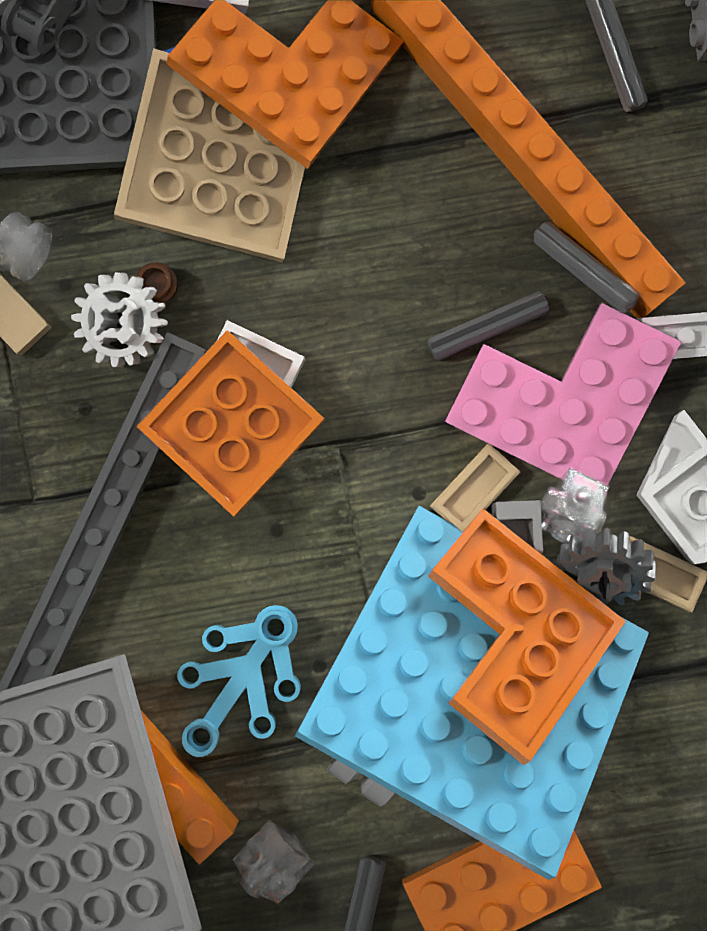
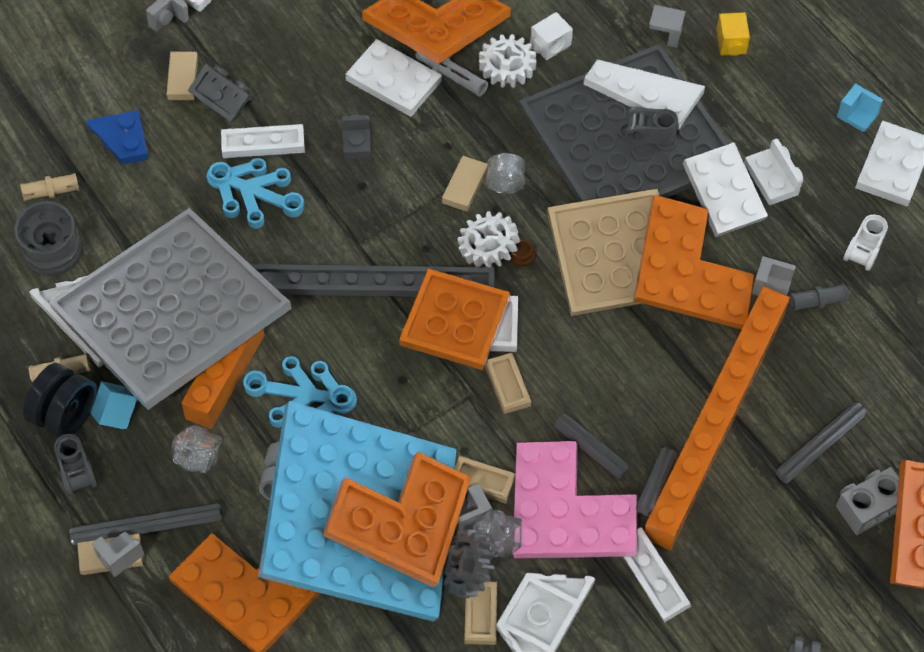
camera: 60 degrees right, 25 degrees down
(347, 392) = (507, 383): none -> tan tile

